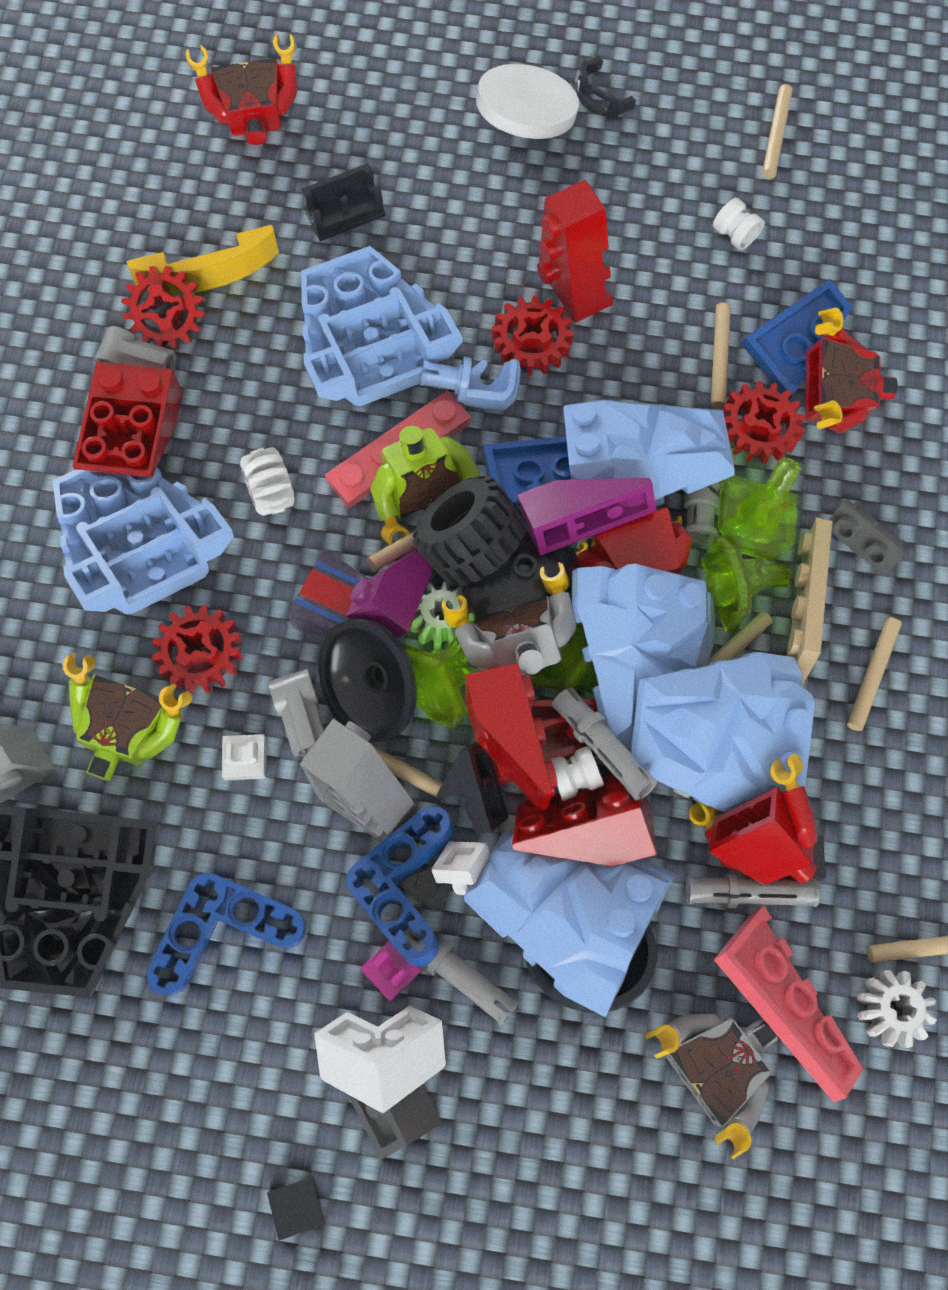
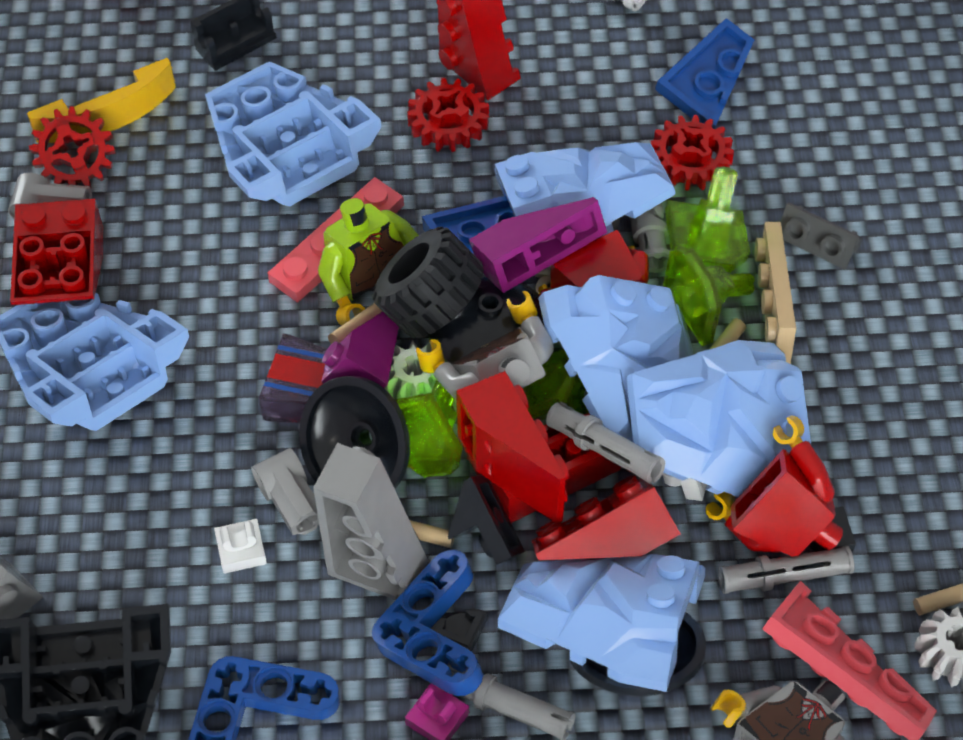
camera: 10 degrees left, 15 degrees down
(120, 719) = (106, 530): torso -> none
(197, 631) = (172, 453): red gear -> none
(267, 481) = (211, 284): white gear -> none
(461, 864) = (487, 597): white tile -> none
(469, 387) = (395, 167): light blue piece -> none
(577, 773) = (589, 477): white wheel -> none
(720, 355) = (636, 100): tan bar -> none
(842, 377) = (759, 98): torso -> none
(874, 674) = (857, 356): tan bar -> none

